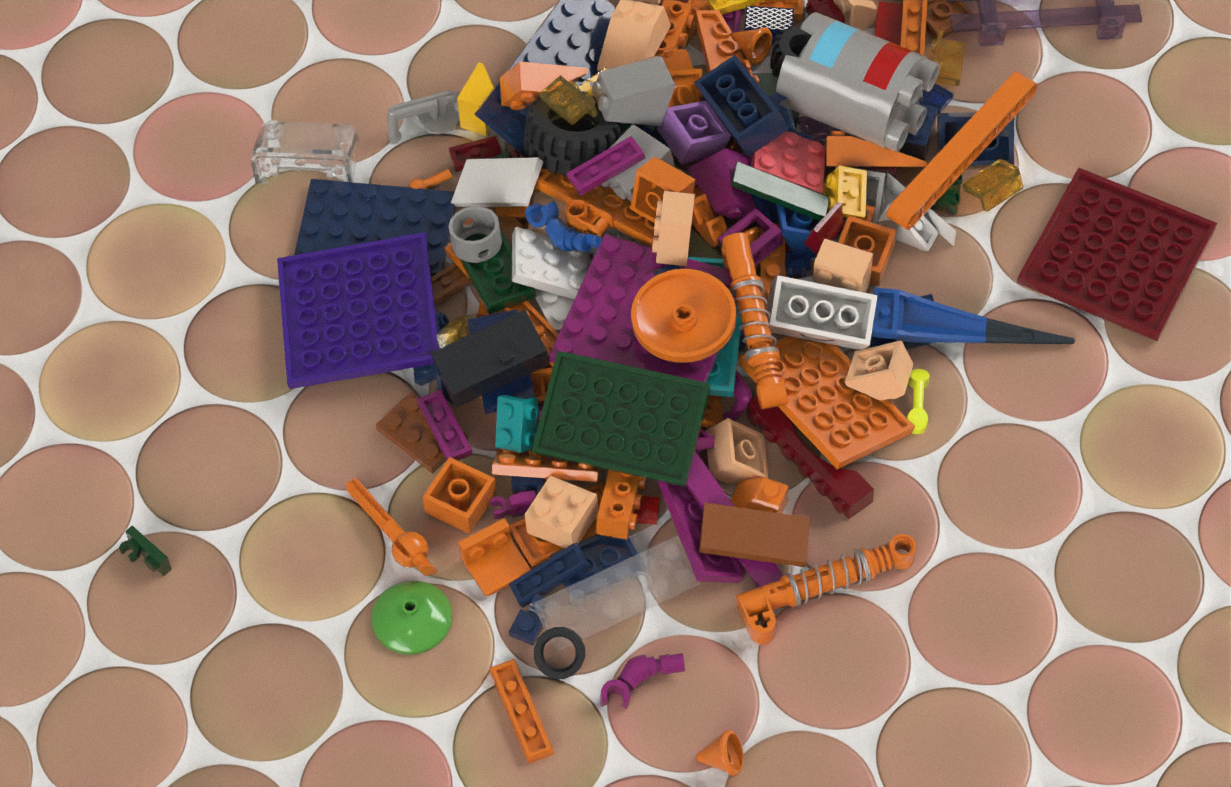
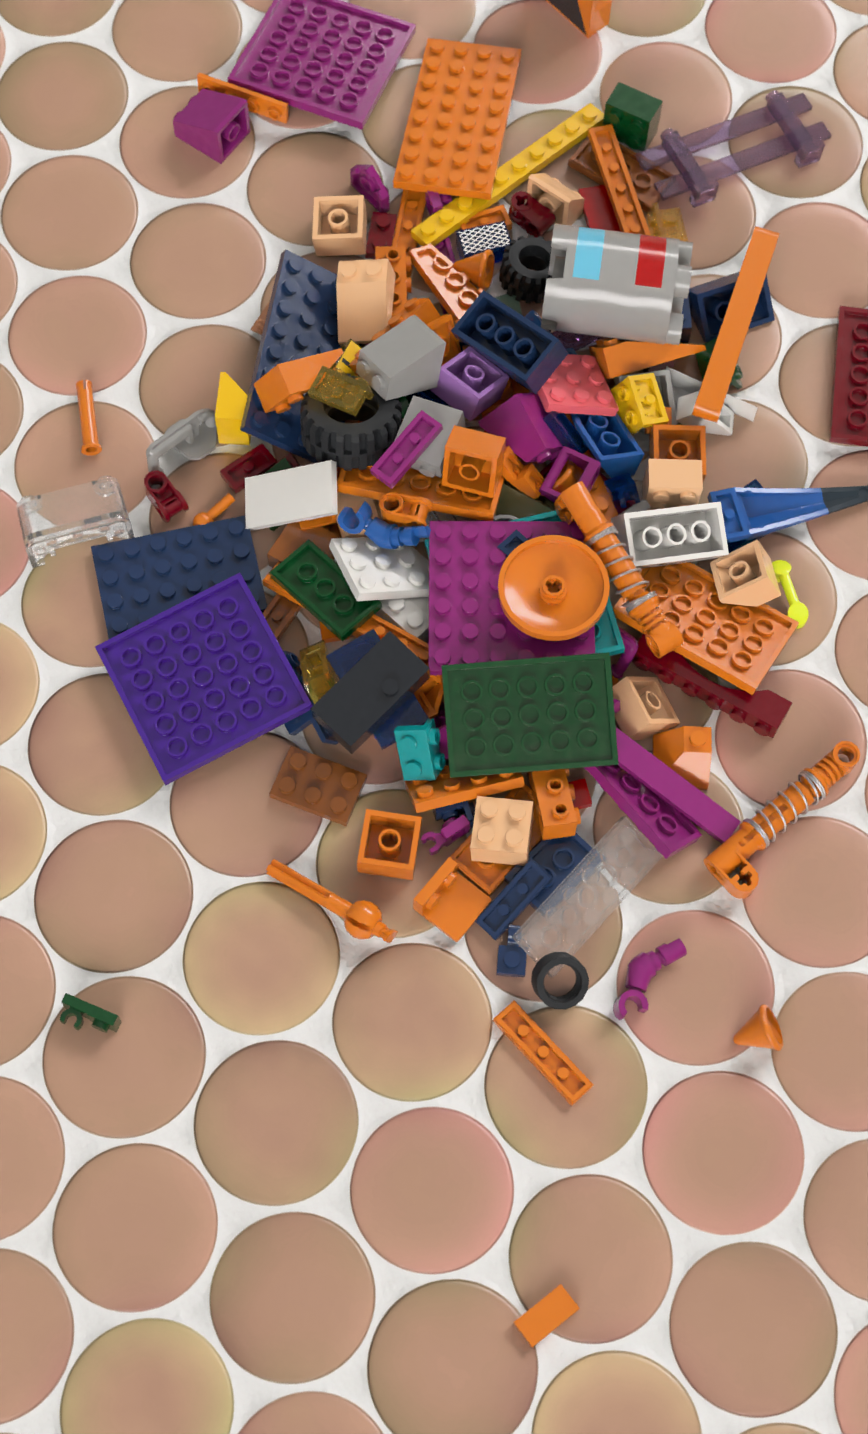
camera: 25 degrees left, 10 degrees up
(354, 73) = (87, 419): none -> orange pin
(391, 157) = (166, 499): none -> dark red piece
(416, 629) = (396, 1007): bright green dish -> none
(444, 426) = (344, 776): magenta plate -> none
(484, 223) = (297, 544): light grey piece -> none
(673, 228) = (505, 496): light nougat brick -> none
(754, 534) = (700, 790): dark orange tile -> none
(779, 191) = (581, 421): tile -> none
(826, 228) = (639, 447): dark red slope -> none
(994, 184) = (767, 345): clear yellow bracket -> none

